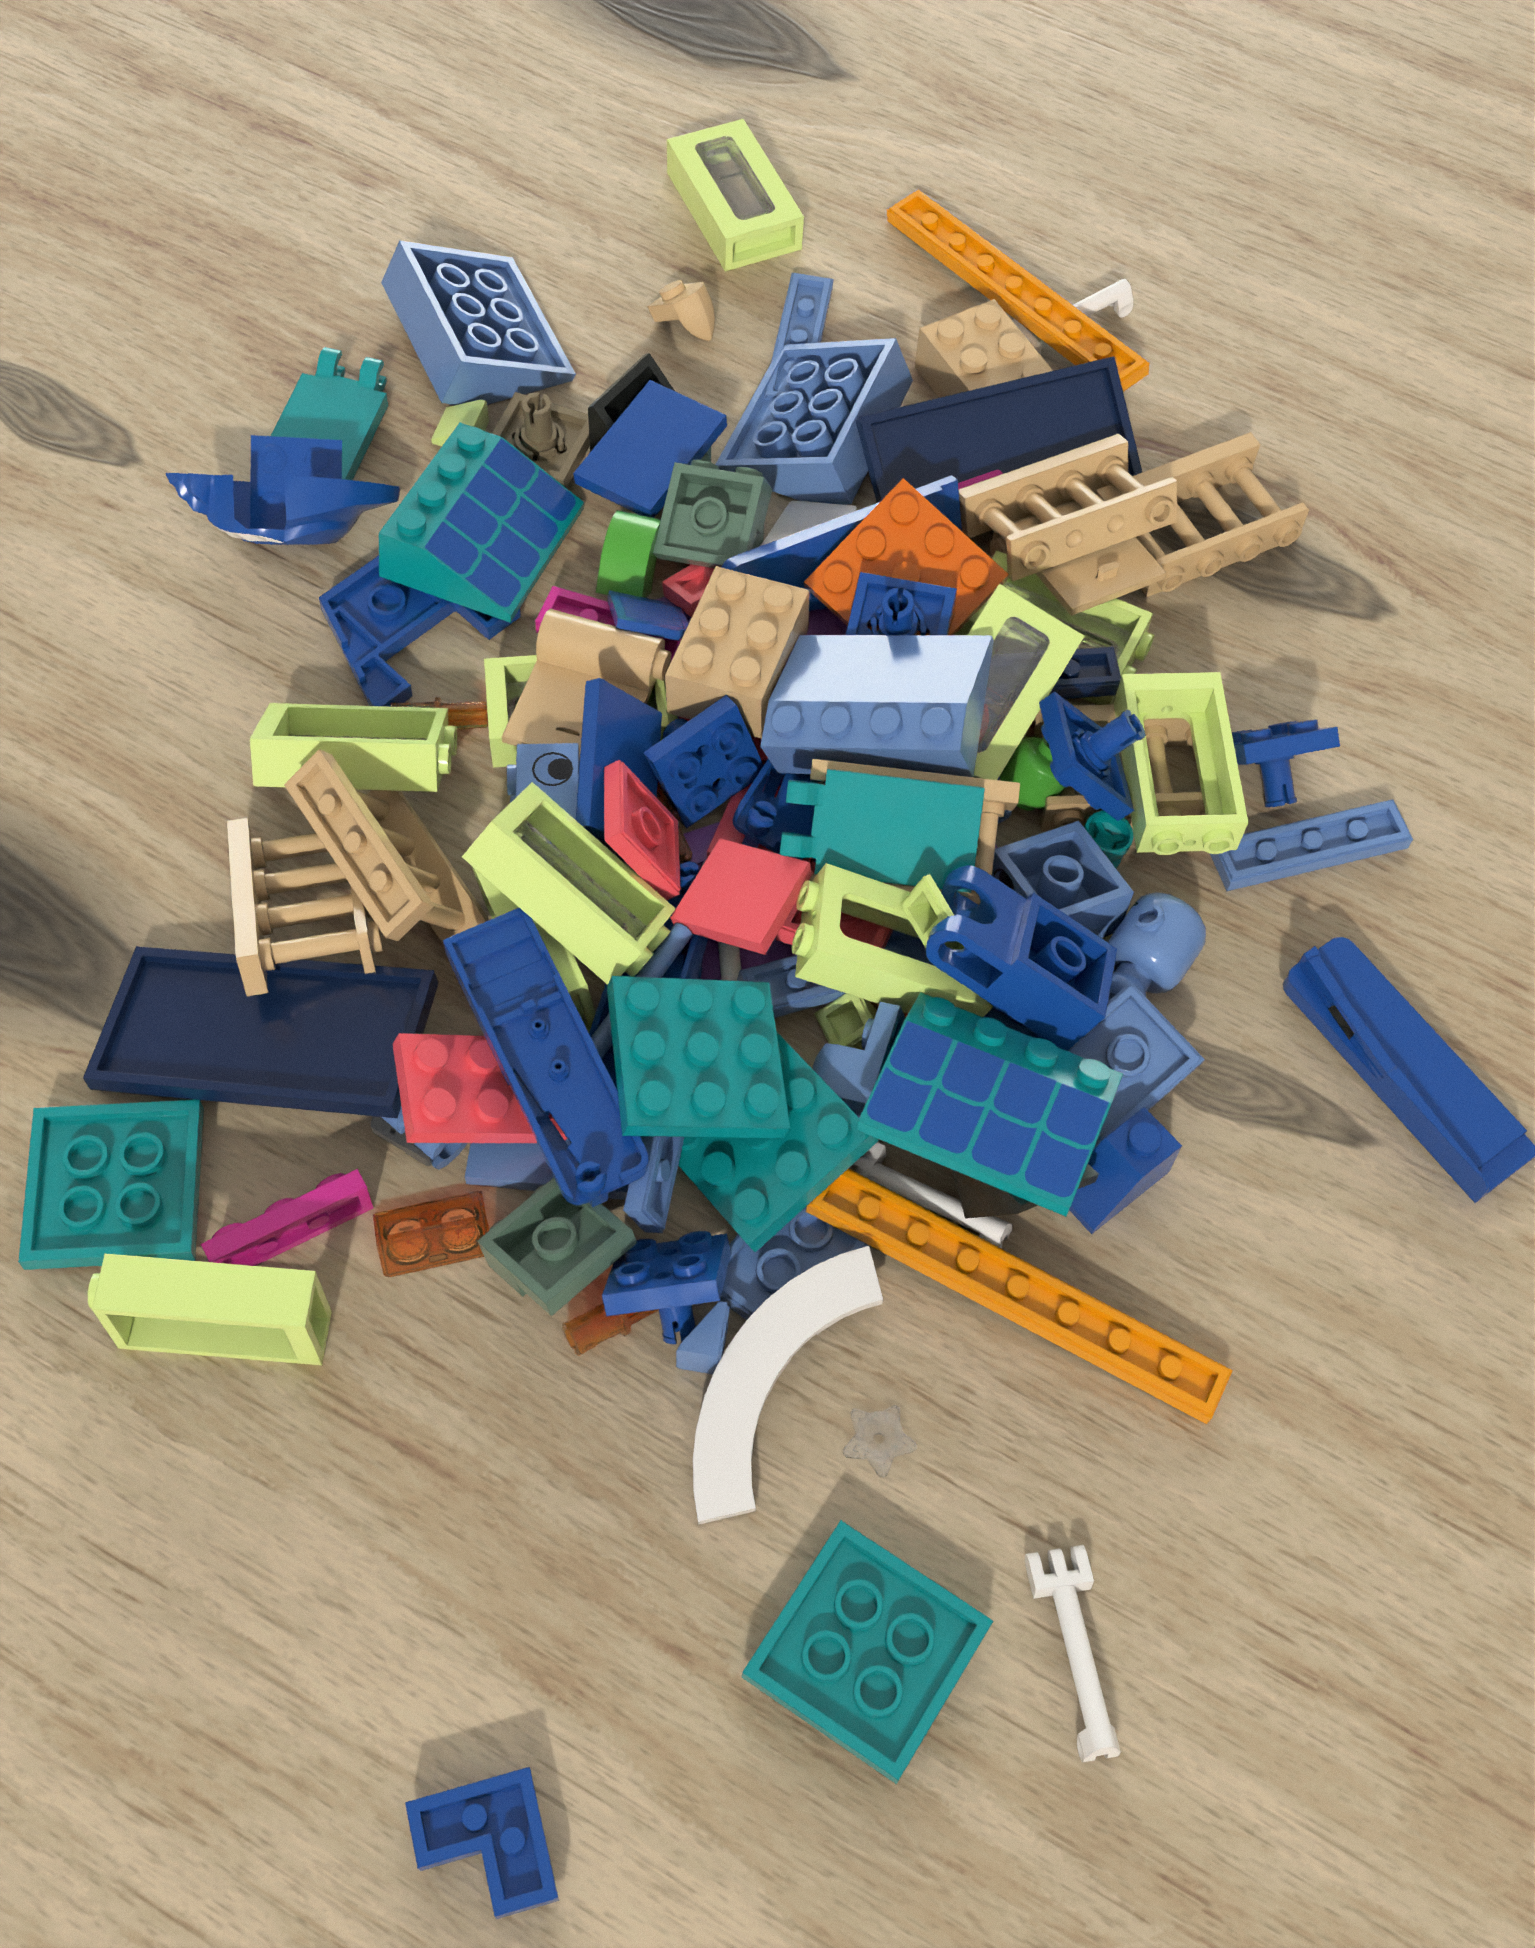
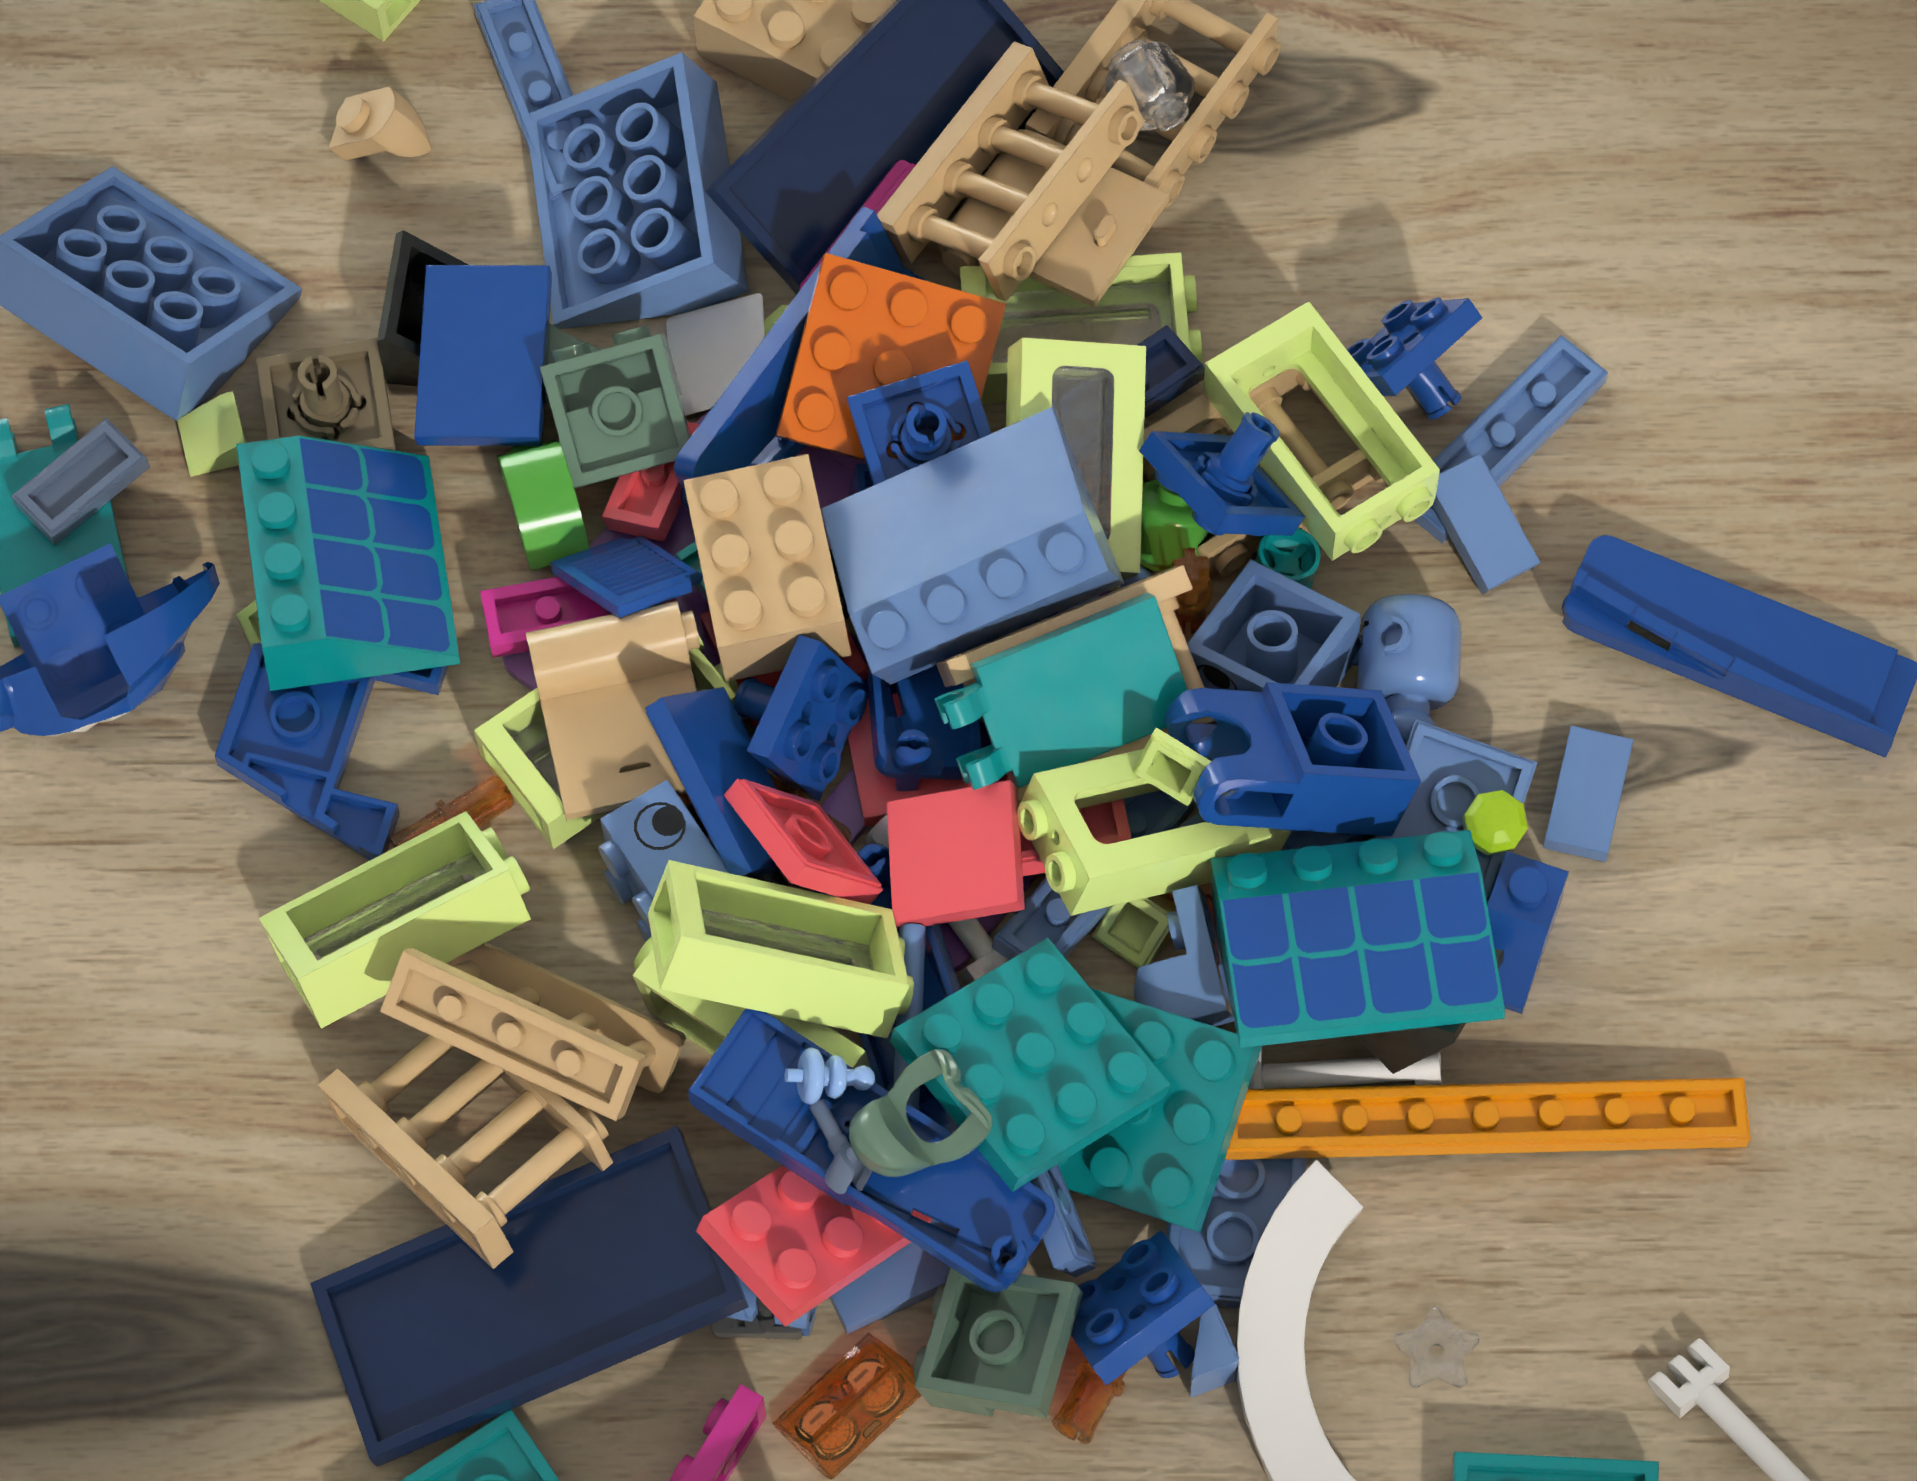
camera: 25 degrees left, 5 degrees up
(357, 406) = (80, 481): none -> sand blue tile
(518, 1044) = (845, 1164): none -> sand blue hand
(544, 982) = (833, 1076): none -> light blue hair
(554, 1041) = (885, 1138): none -> sand green piece
(1026, 817) = (1194, 602): none -> clear orange axle
(1147, 1083) = (1495, 822): none -> lime tile
(1199, 502) = (1156, 80): none -> clear head
(1232, 1108) = (1588, 793): none -> medium blue tile
(1261, 888) = (1482, 525): none -> medium blue tile

